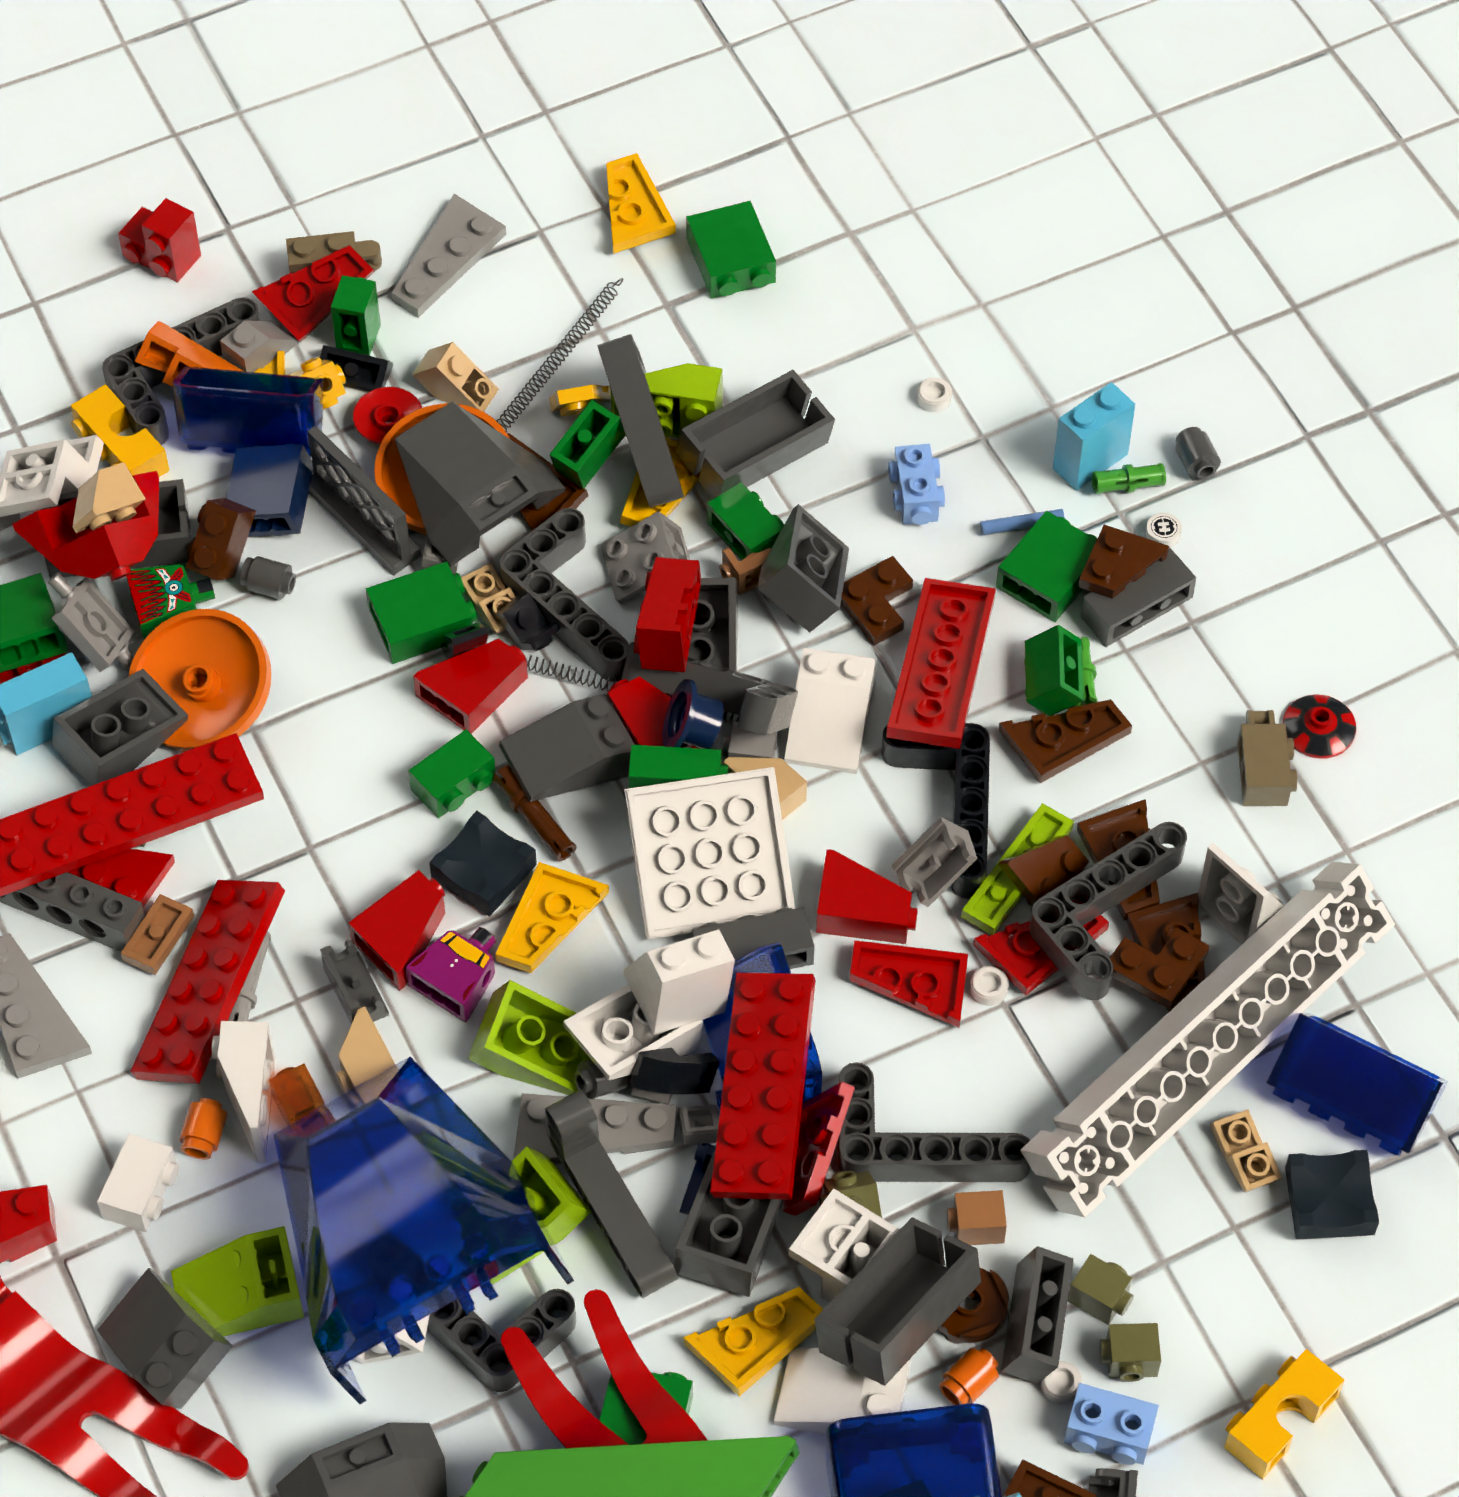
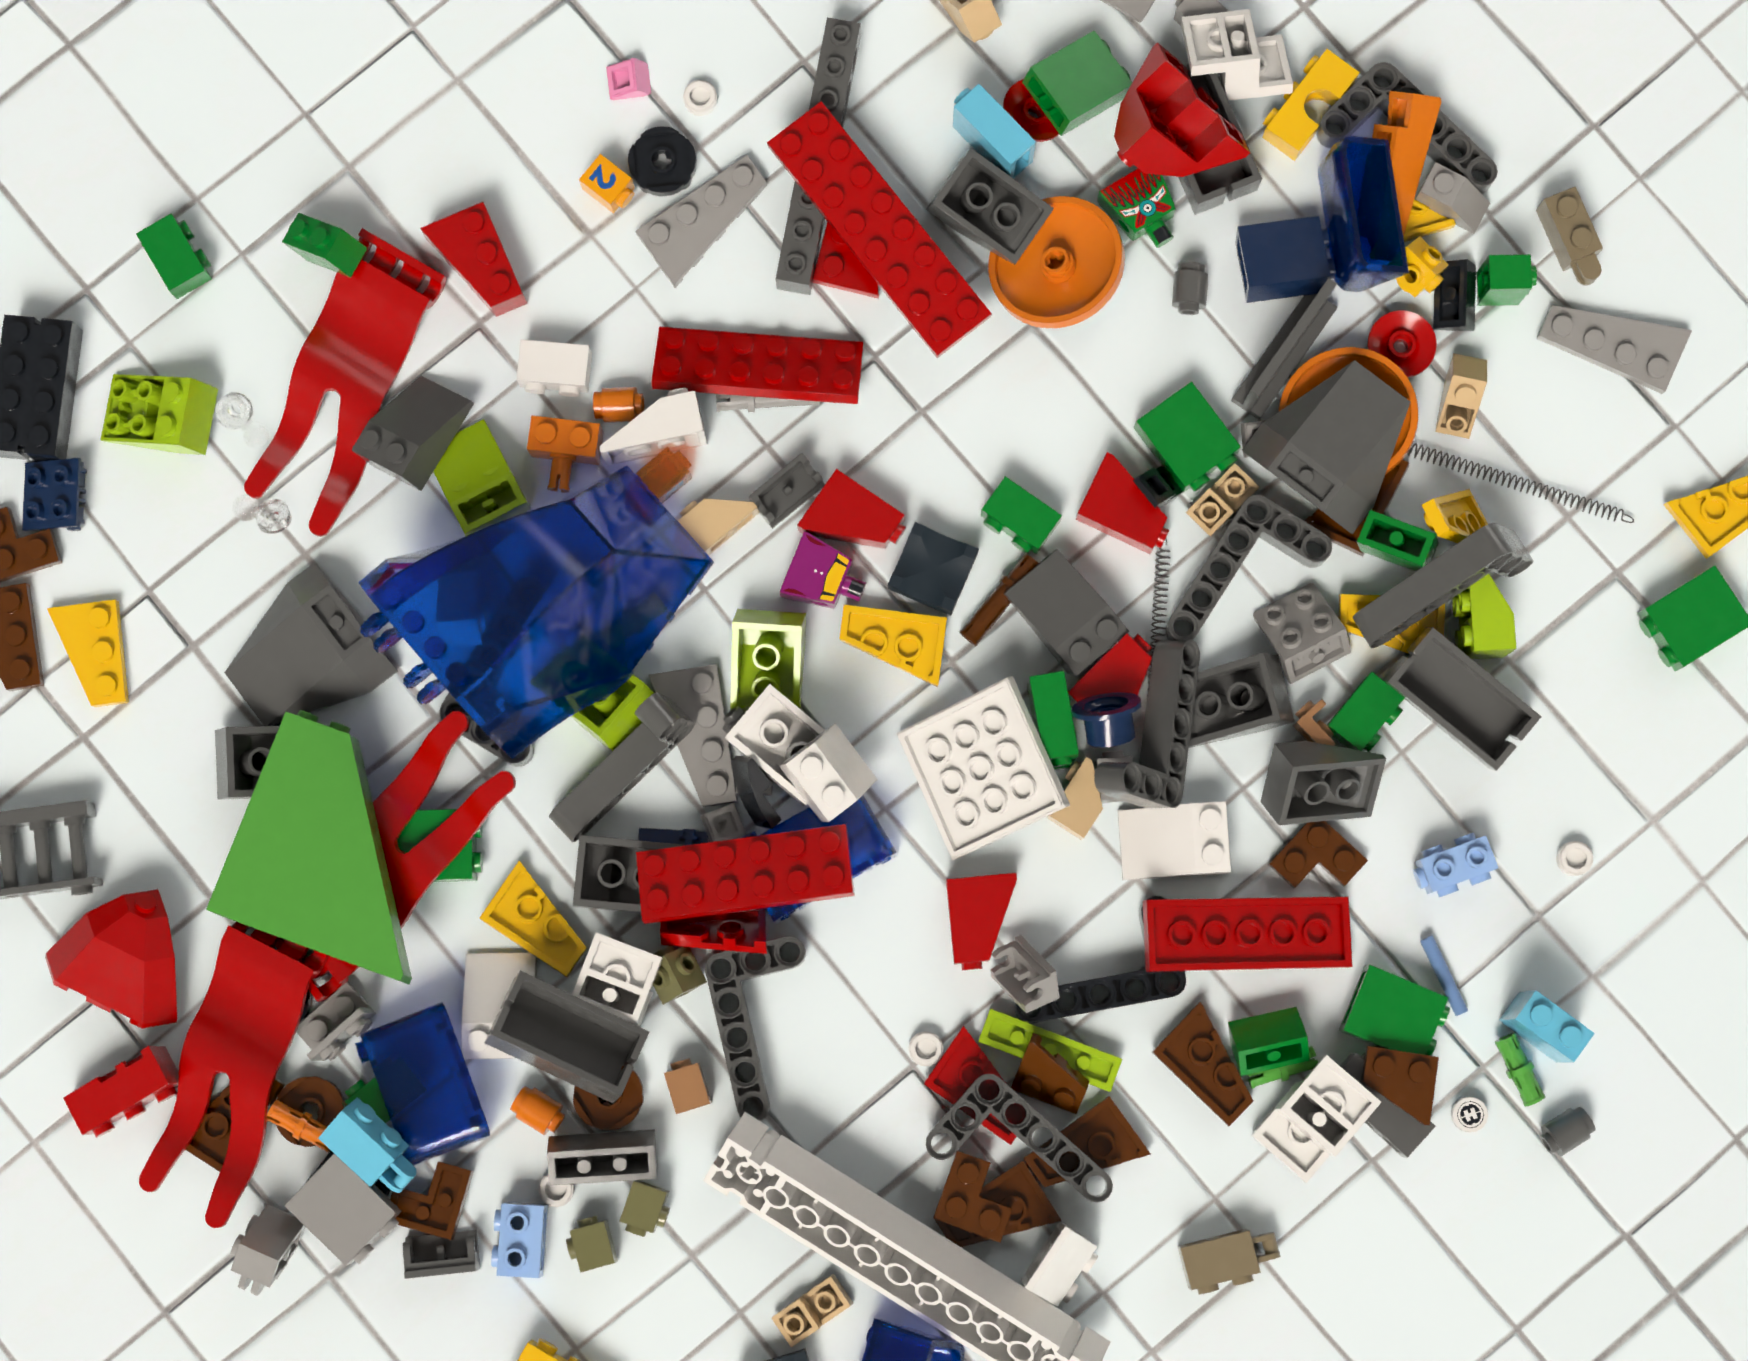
camera: 80 degrees right, 25 degrees up
(92, 623) = (1083, 149): light grey plate -> none
(107, 497) = (1192, 117): tan slope -> none
(157, 934) = (795, 307): medium nougat plate -> none
(162, 240) = (1548, 68): red brick -> none
(220, 538) = (1210, 232): reddish brown brick -> none
(229, 1187) = (564, 444): none -> orange brick
(306, 296) = (1521, 228): red wing -> none
(527, 623) = (1198, 539): black bracket -> none
(668, 614) = (1214, 668): red wedge -> none
(752, 932) = (910, 828): dark grey brick -> none
(913, 976) = (914, 979): red wing -> none
(1141, 644) = (1316, 1118): none -> white bracket
(1316, 737) = (1265, 1300): dish -> none

